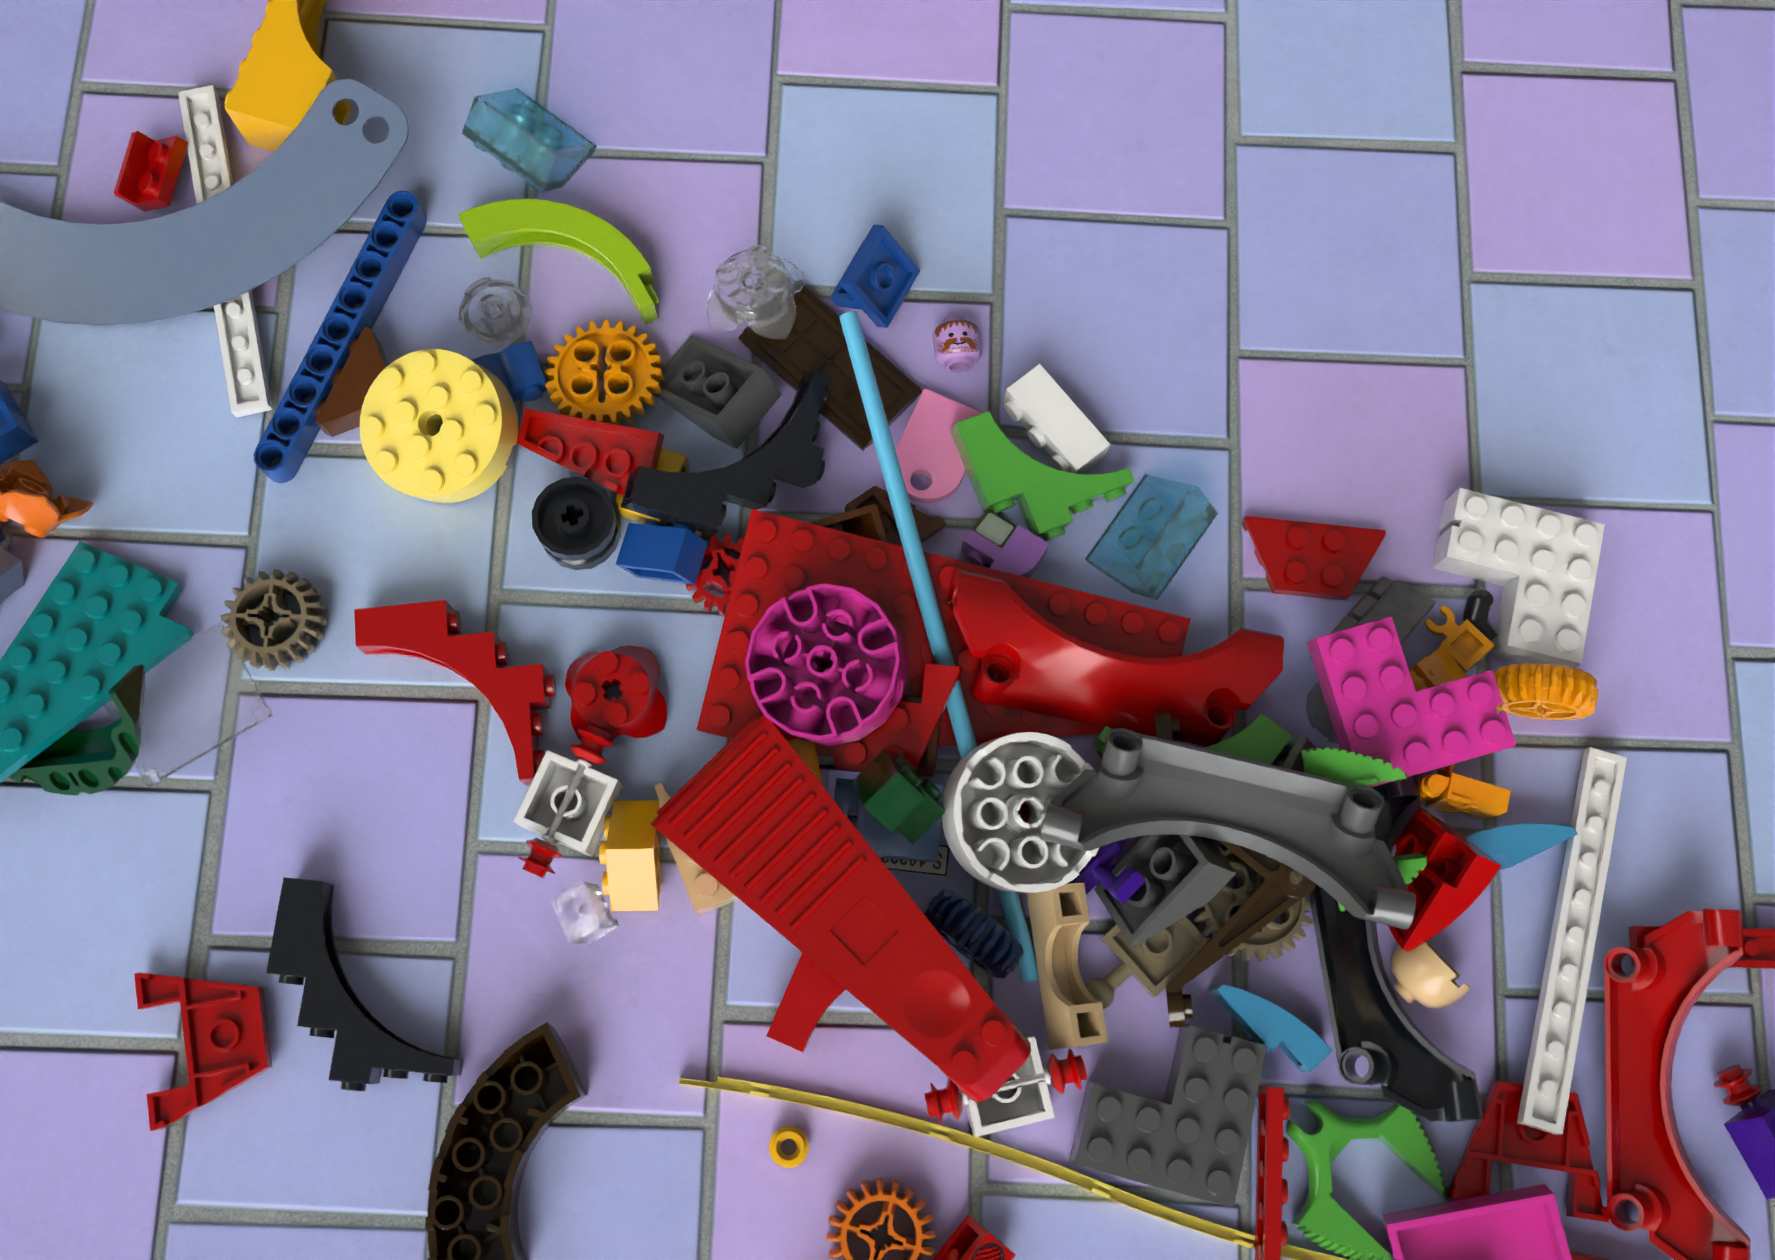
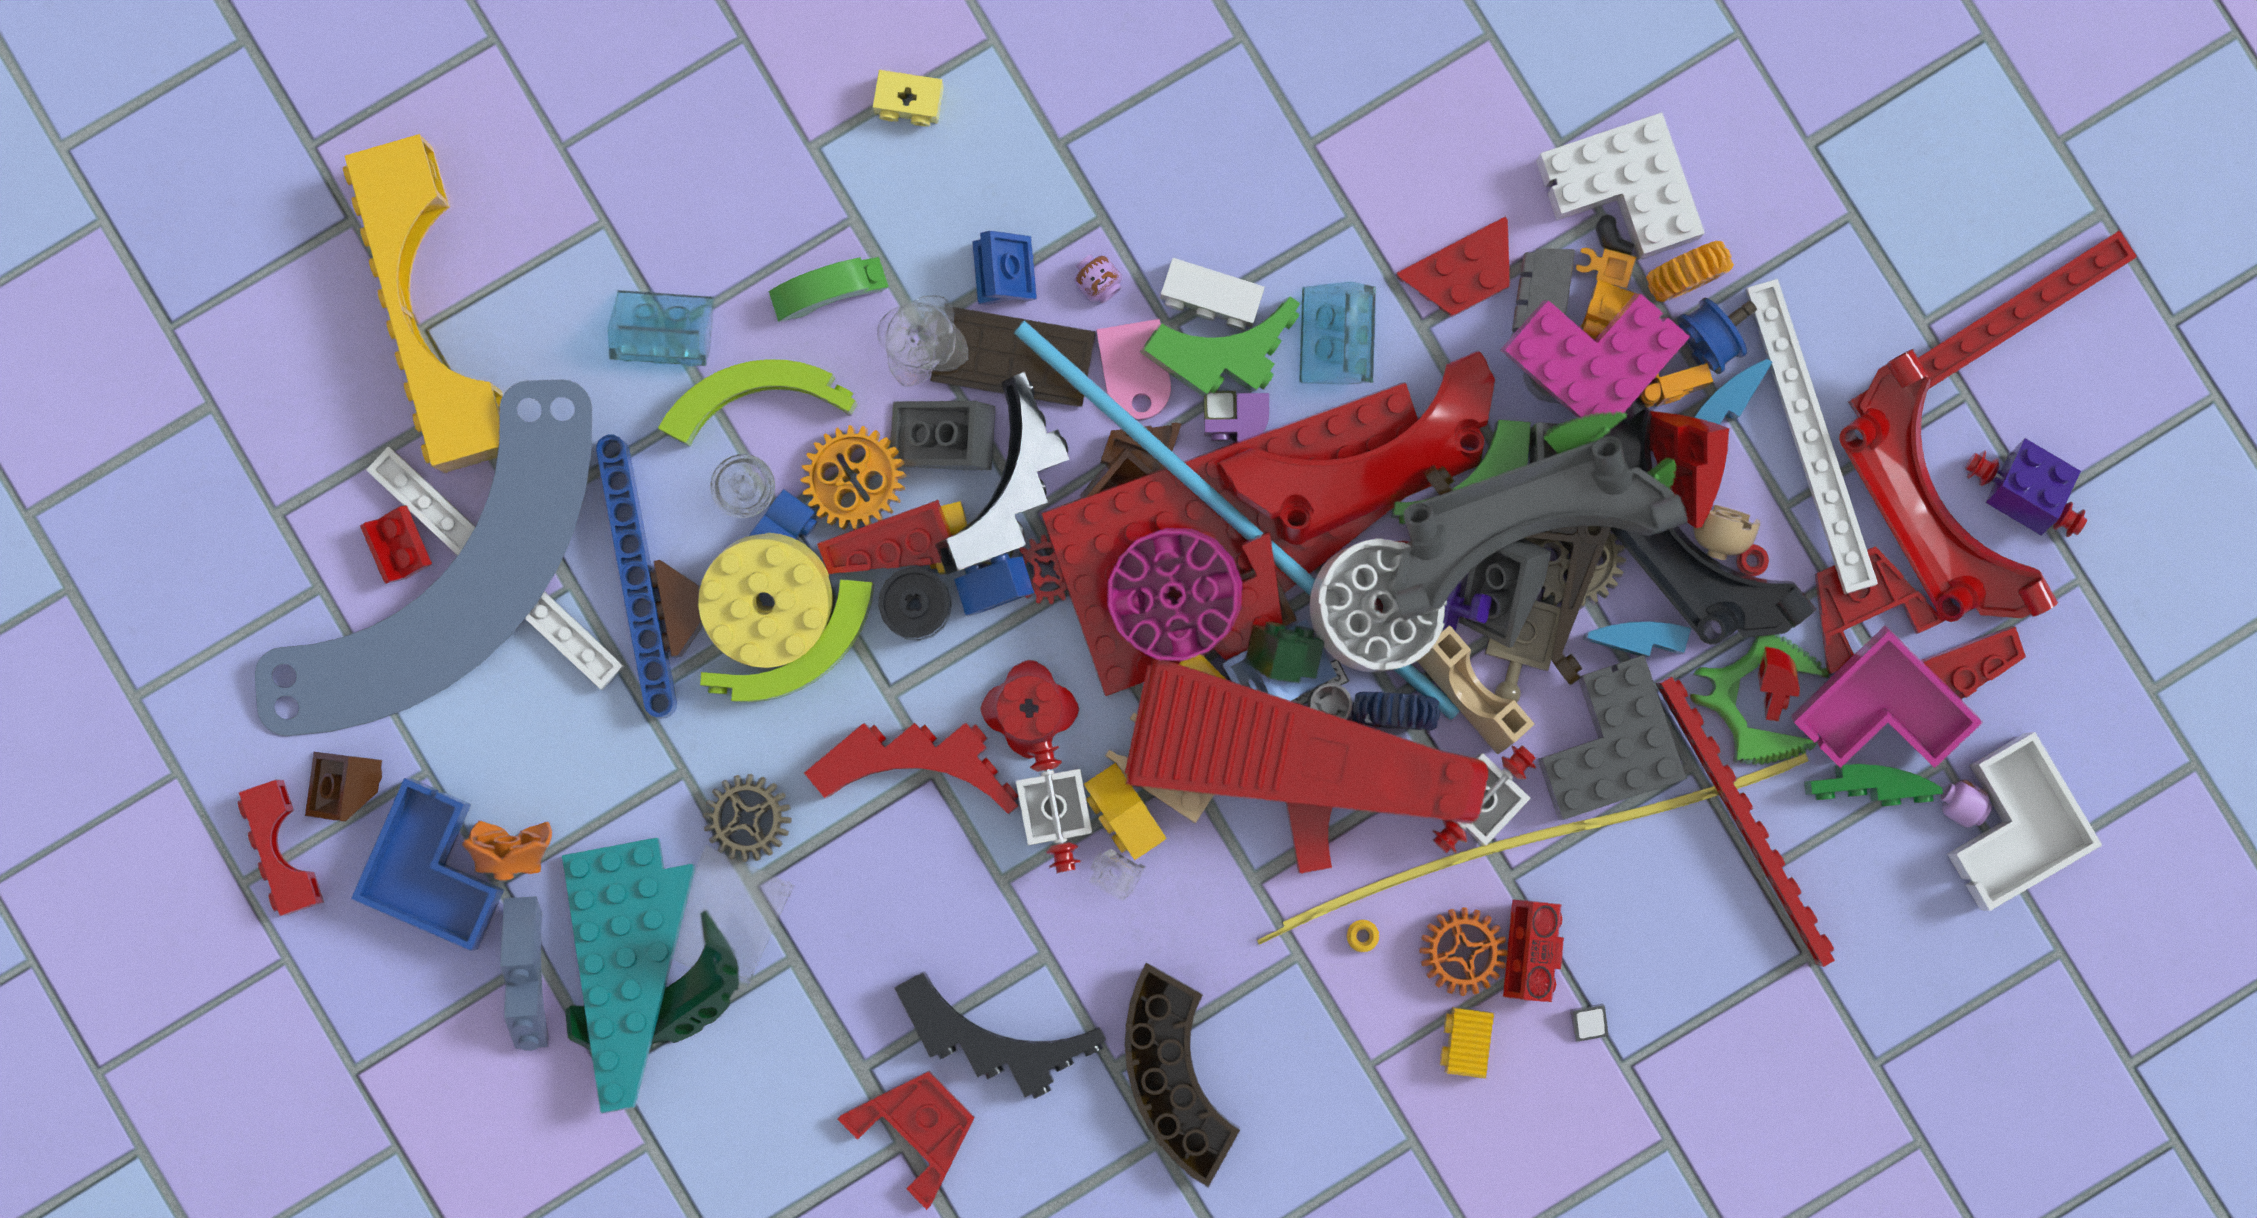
camera: 30 degrees left, 10 degrees up
(455, 517) = (835, 641): none -> lime arch
(702, 186) = (827, 285): none -> bright green arch
(891, 84) = (895, 86): none -> light yellow brick
(916, 878) = (1331, 699): none -> light grey wheel
(1394, 1167) = (1779, 680): none -> red brick
(1446, 1020) = (1762, 561): none -> red plate
(1536, 769) = (1715, 334): none -> blue wheel

